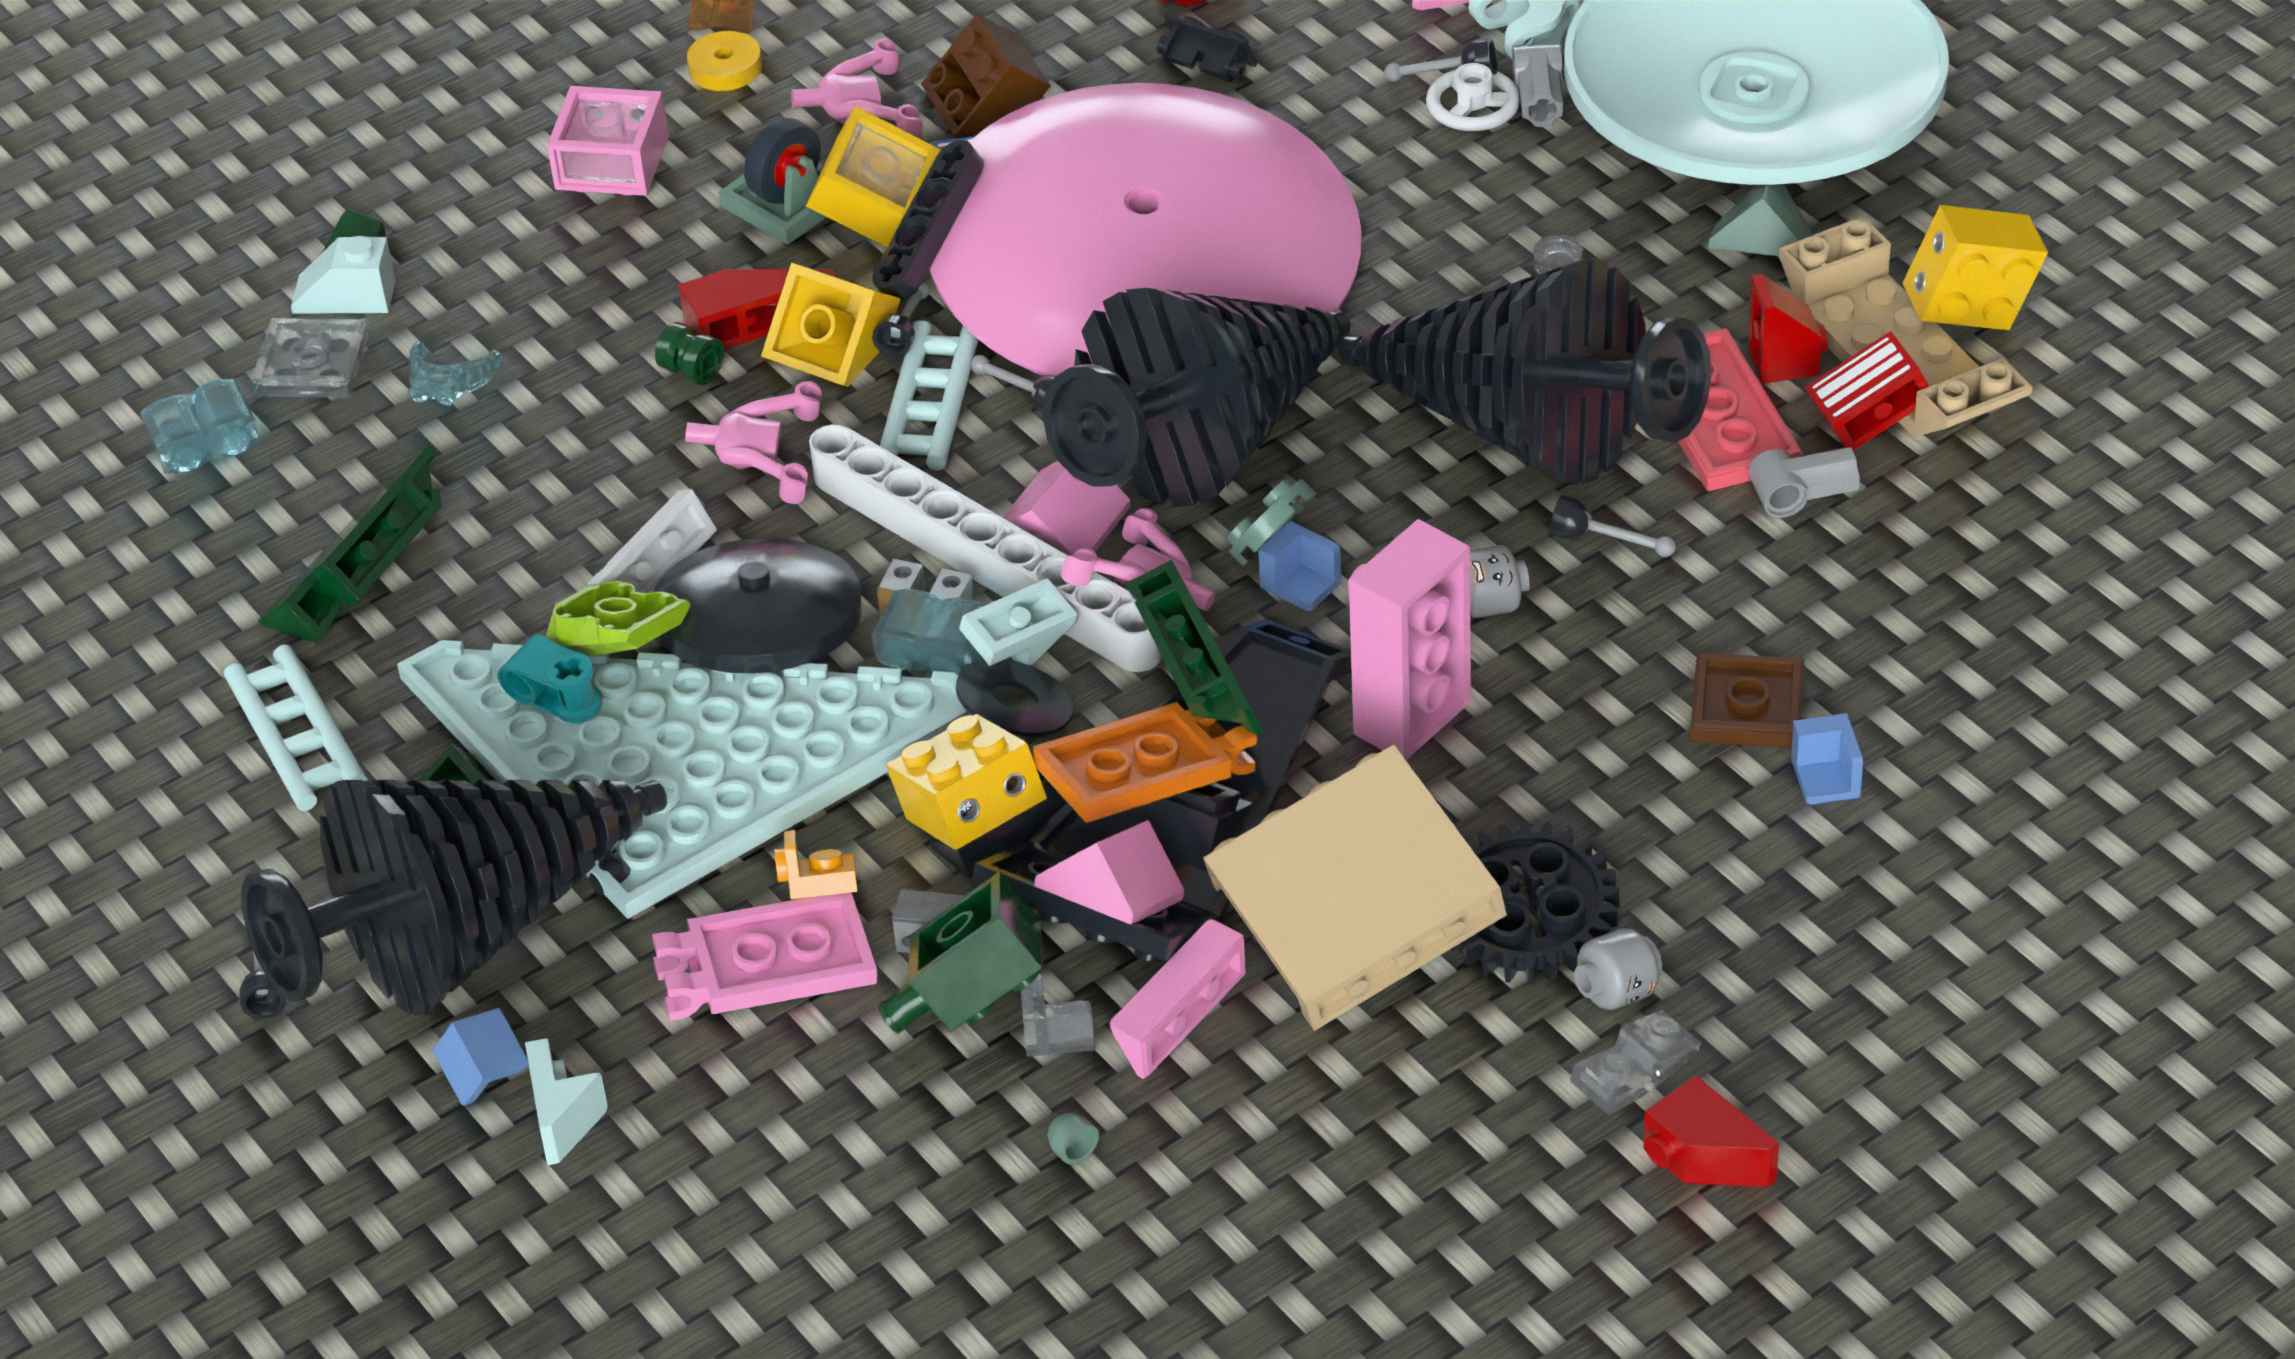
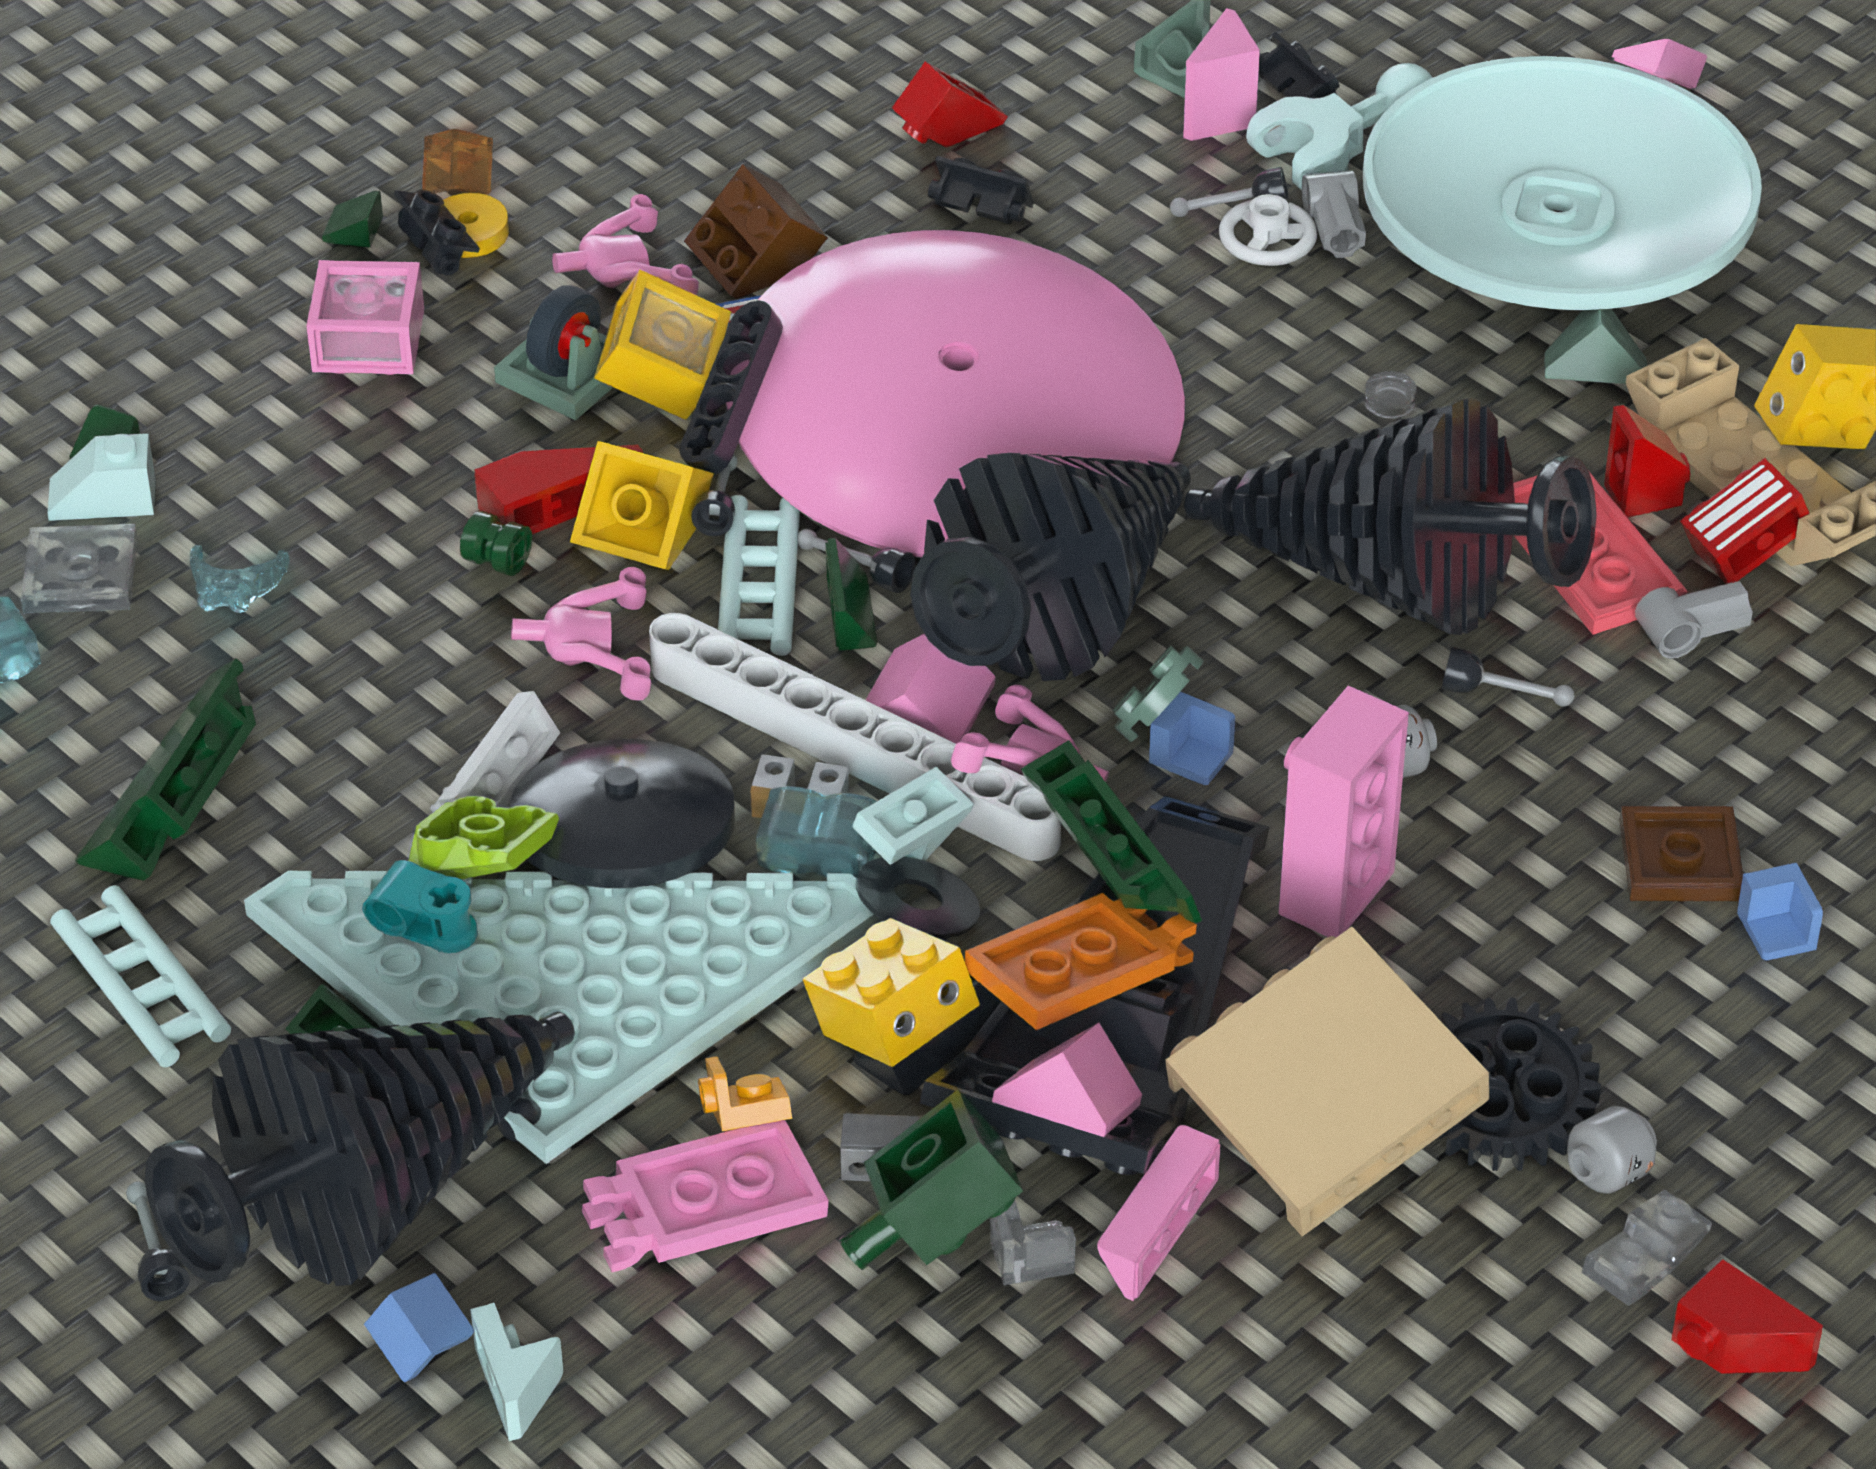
camera: 10 degrees left, 0 degrees up
(621, 52) = (355, 221): none -> dark green slope
(689, 63) = (434, 230): none -> black hinge
(1006, 421) = (849, 599): none -> dark green slope
(1072, 1137) = (1074, 1370): sand green hinge -> none

